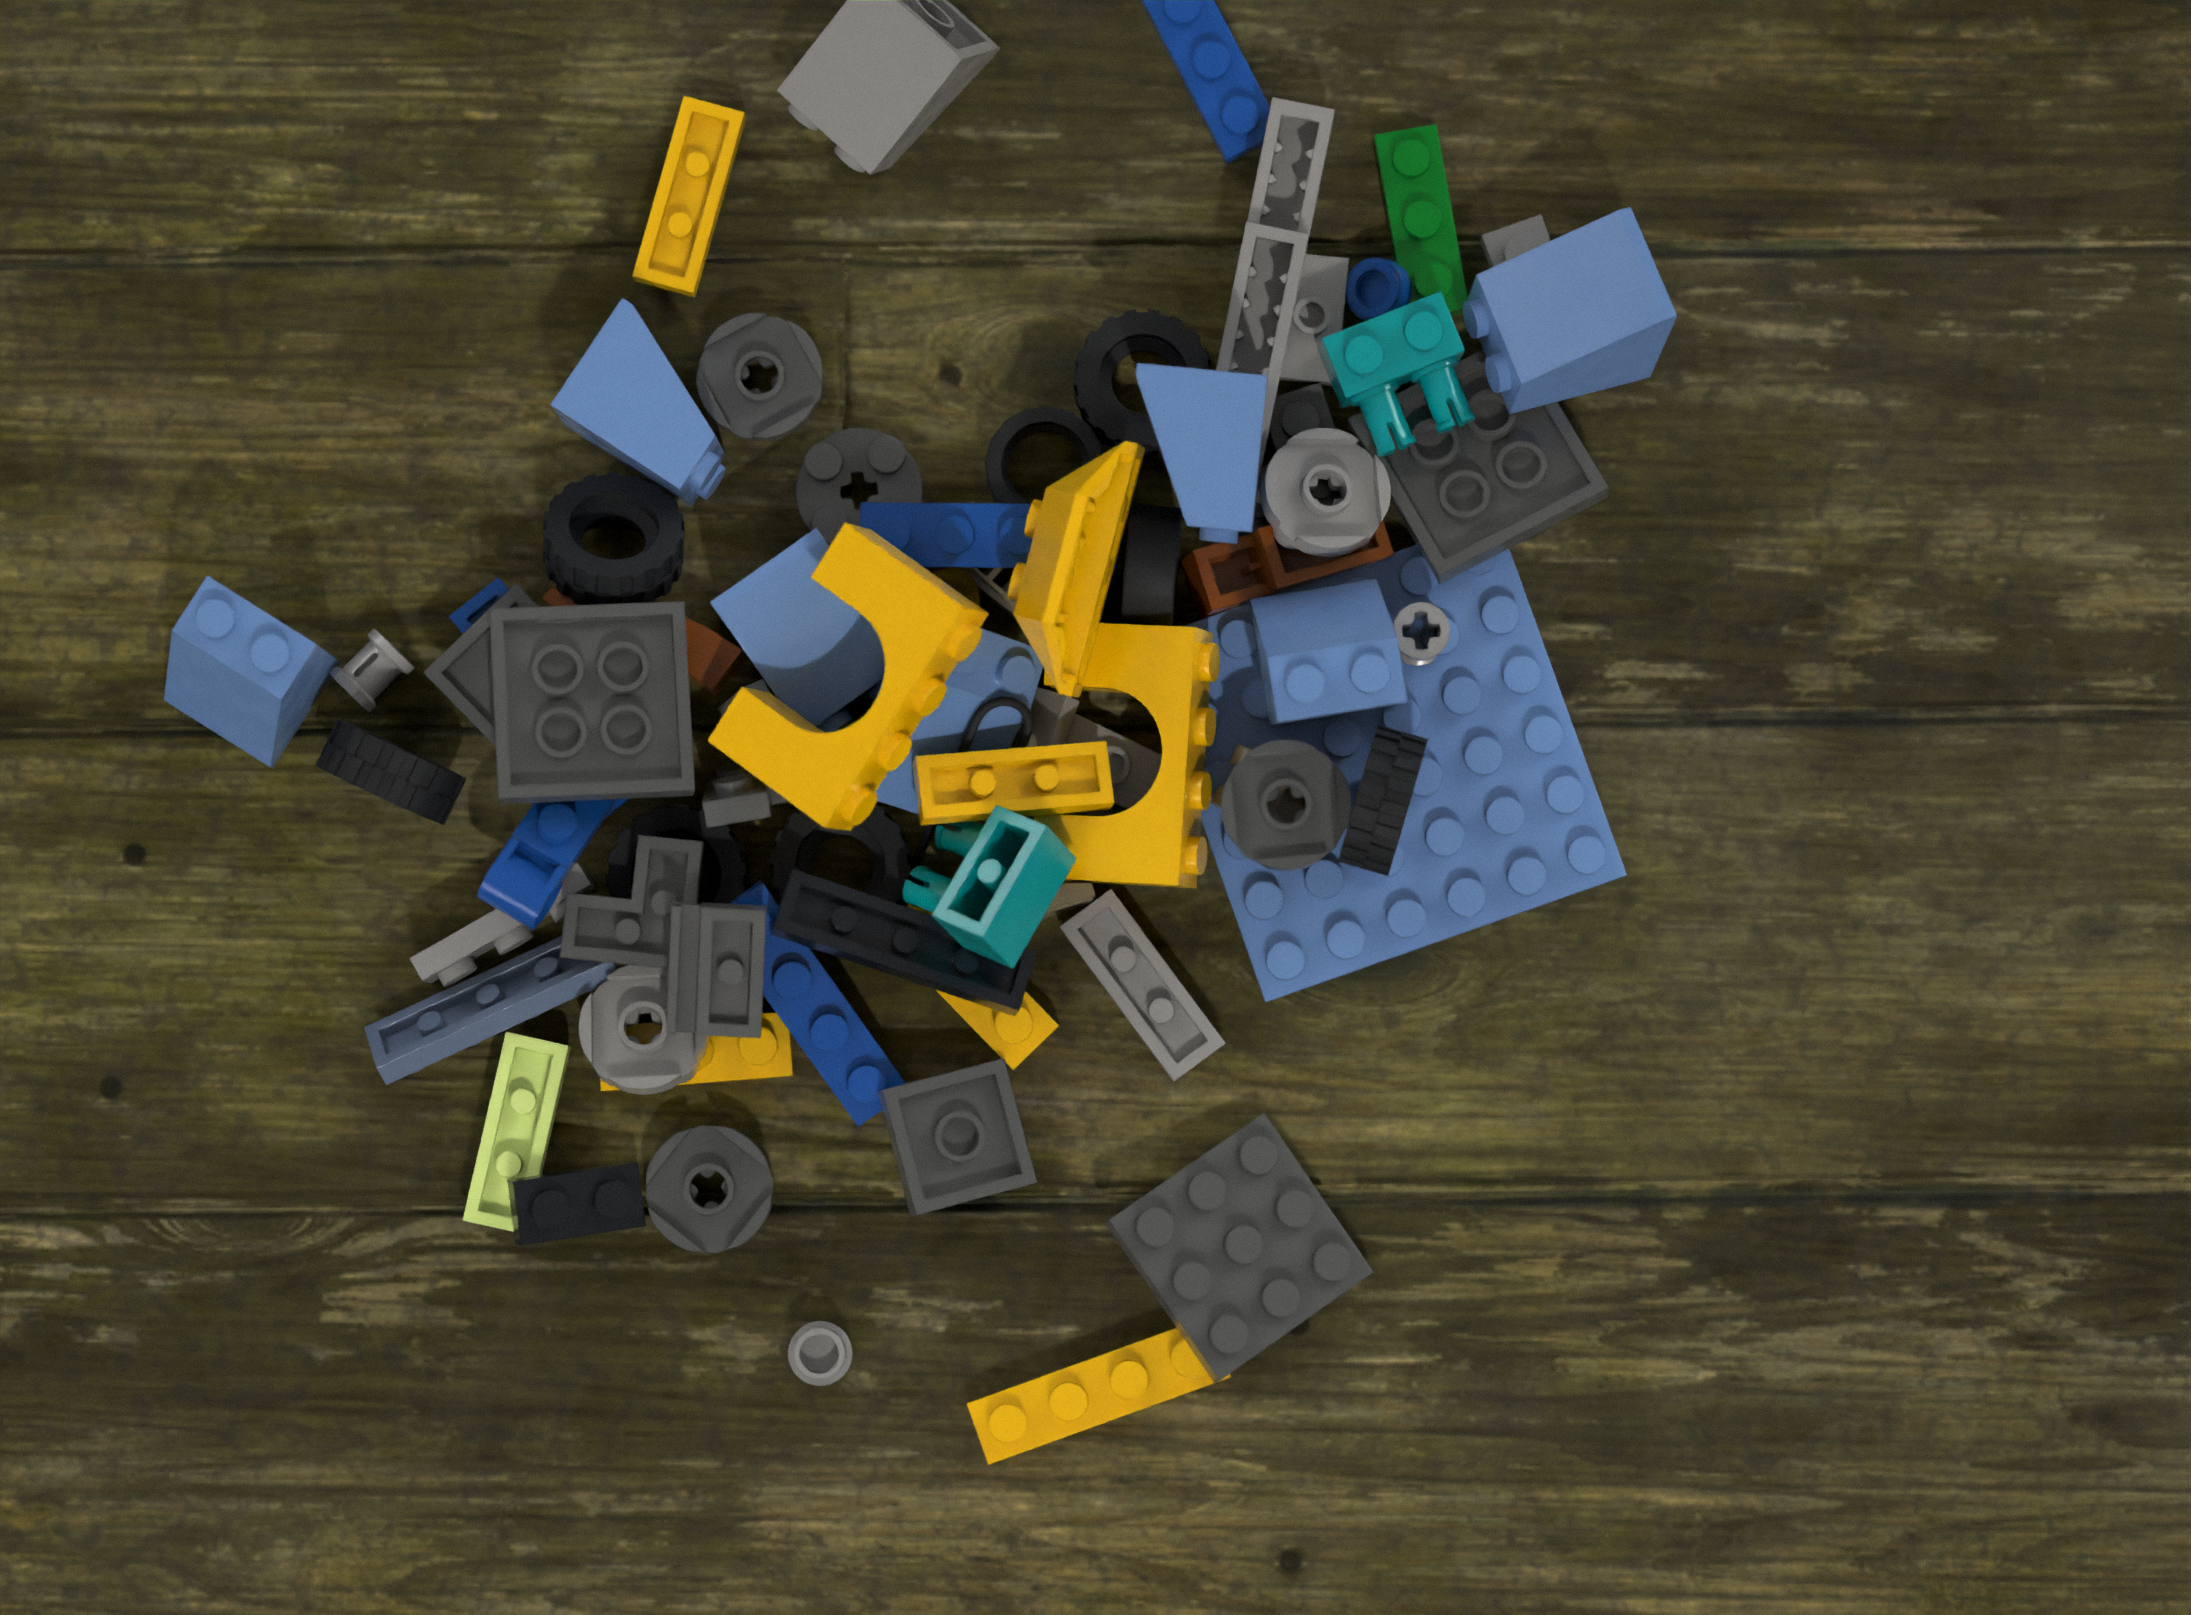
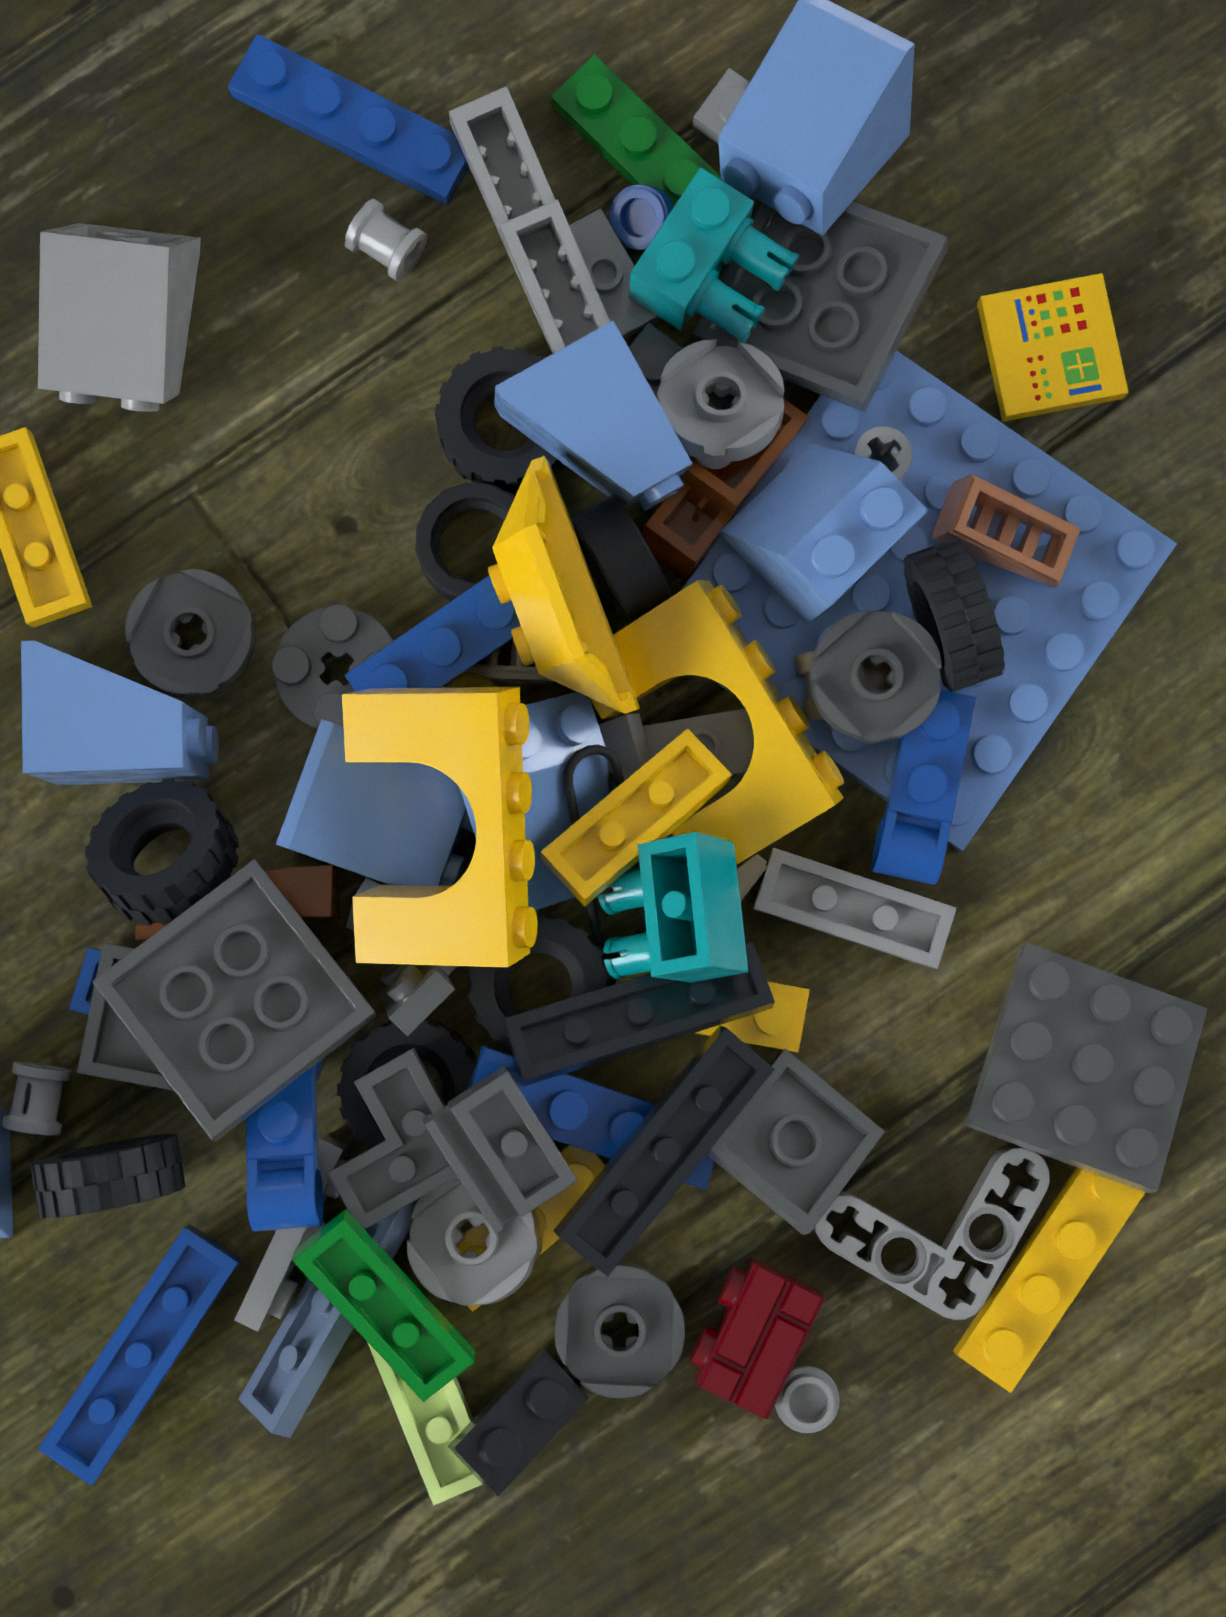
camera: 35 degrees left, 0 degrees up
(312, 934) = (140, 1354): none -> blue plate
(538, 1029) = (384, 1305): none -> green plate
(816, 1271) = (756, 1336): none -> dark red brick
(847, 1065) = (663, 1150): none -> black plate
(1003, 1313) = (937, 1260): none -> light grey beam
(1150, 161) = (385, 240): none -> light grey bush
(1266, 928) = (924, 793): none -> blue plate
(1453, 755) = (1014, 510): none -> nougat slope
(1644, 639) = (1052, 347): none -> yellow tile

